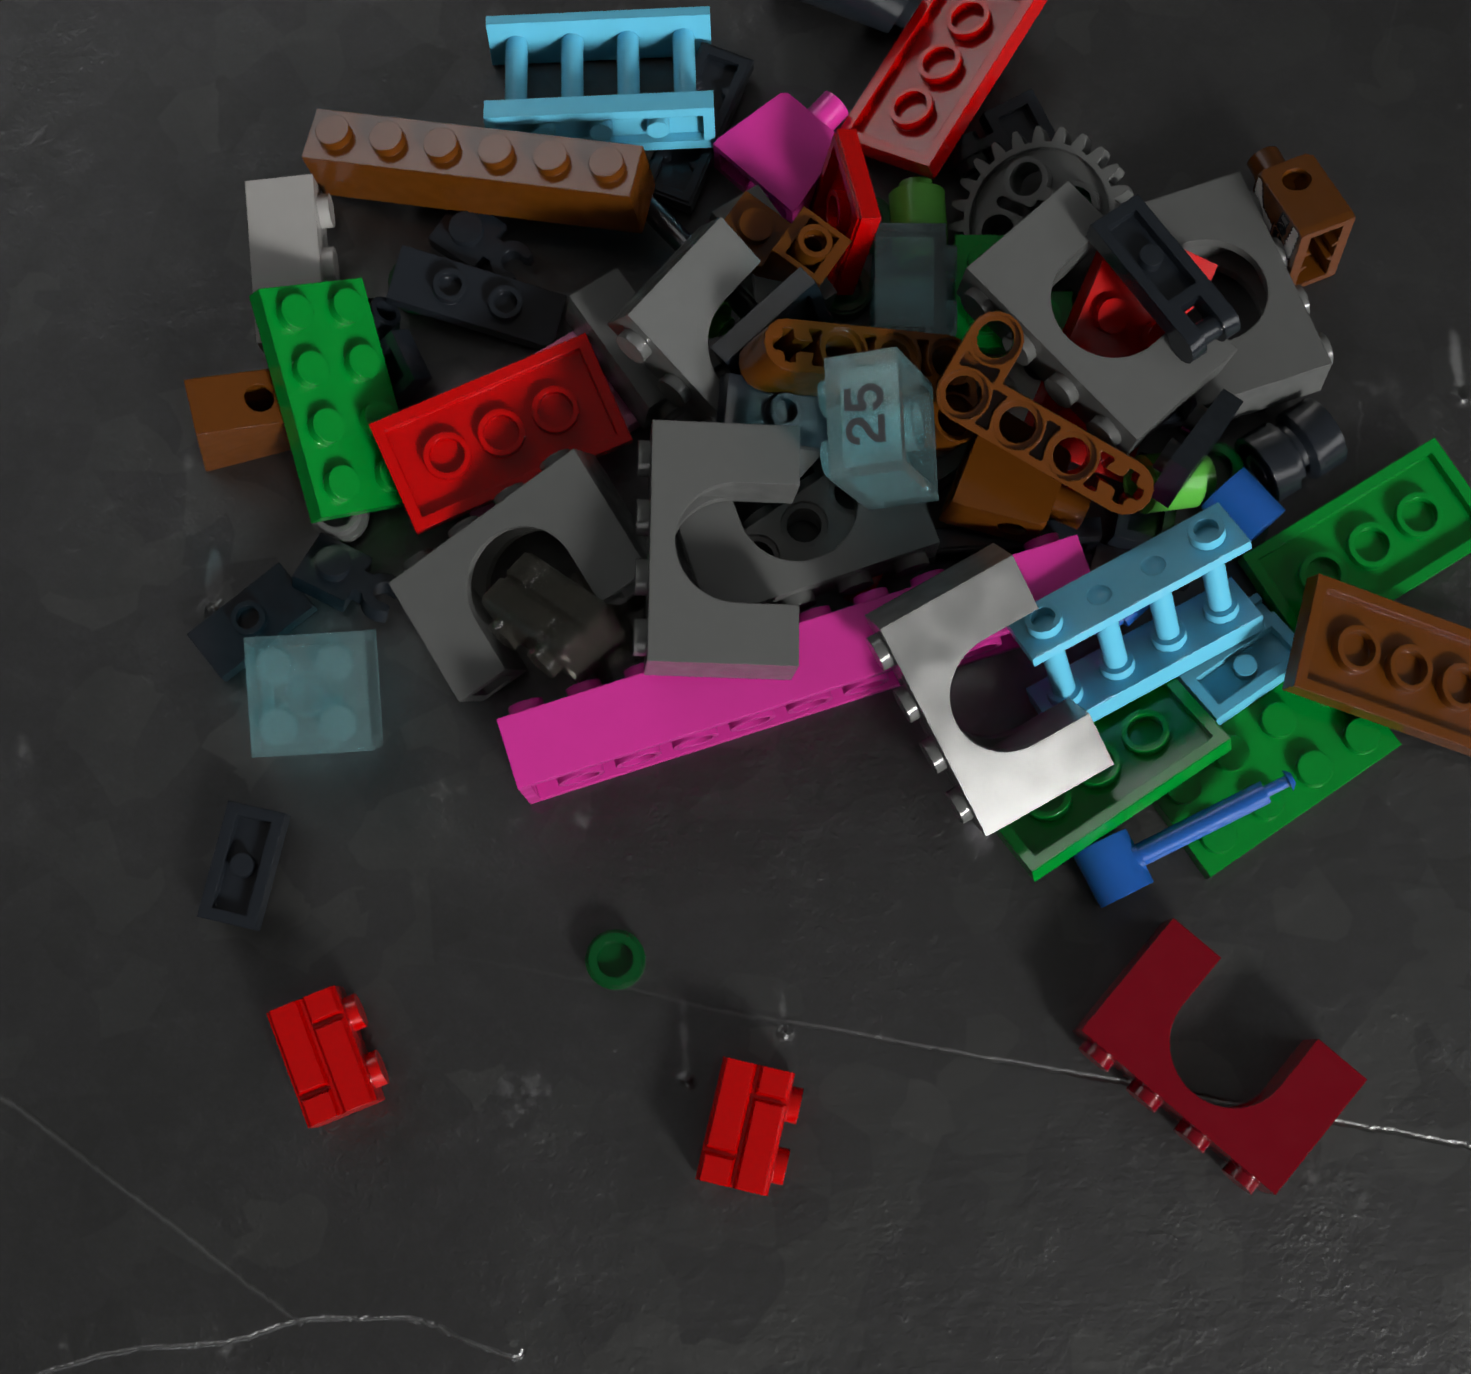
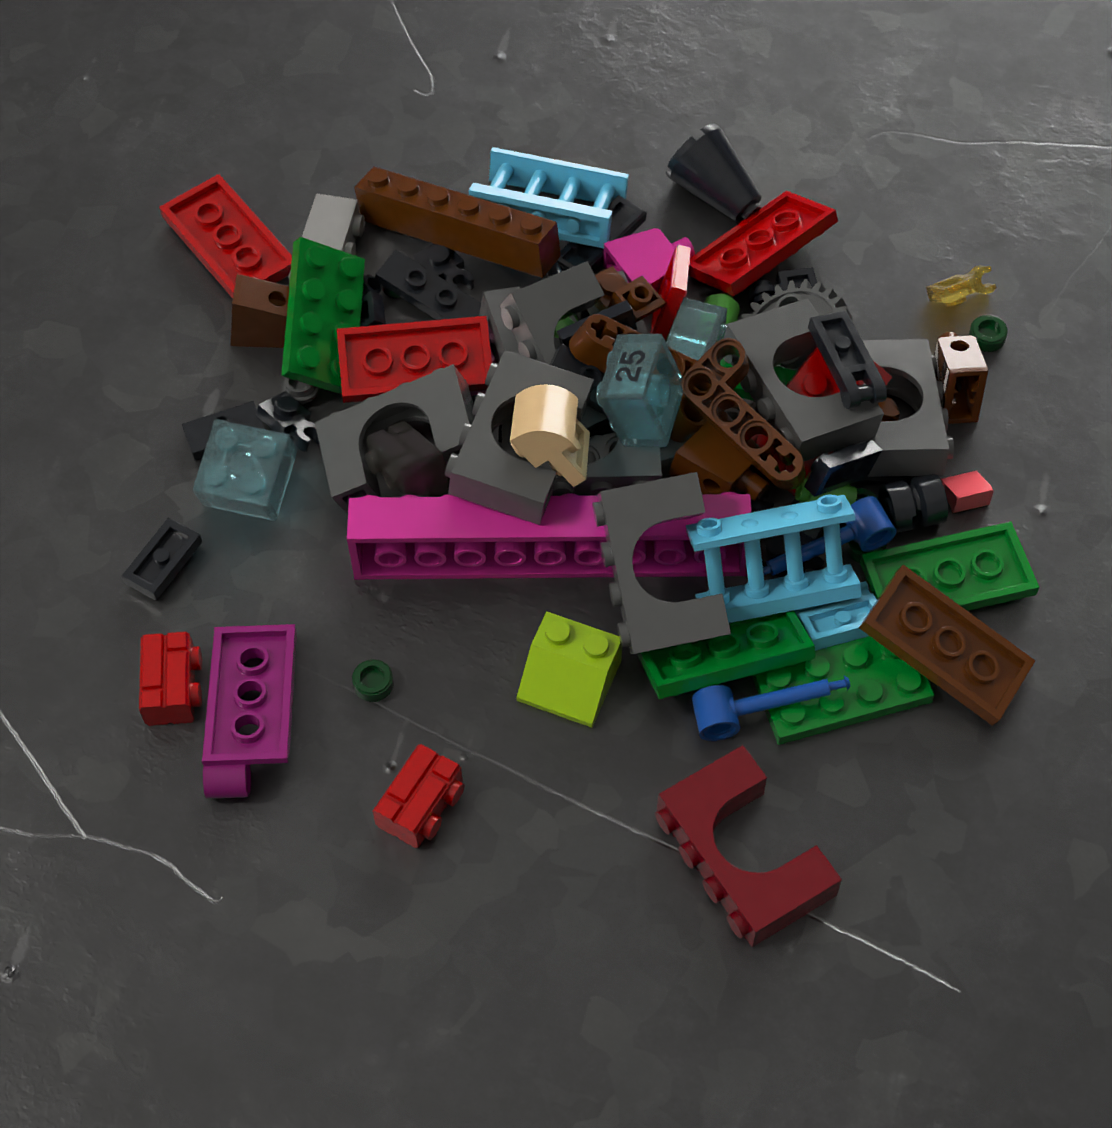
camera: 15 degrees right, 20 degrees down
(133, 289) = (226, 234): none -> red plate
(457, 1156) = (225, 751): none -> magenta hinge
(768, 542) = (549, 431): none -> tan brick
(891, 865) = (569, 669): none -> lime slope
(1250, 59) = (955, 288): none -> clear yellow plate
(1310, 121) = (989, 332): none -> dark green tile
(1354, 396) = (967, 491): none -> coral slope

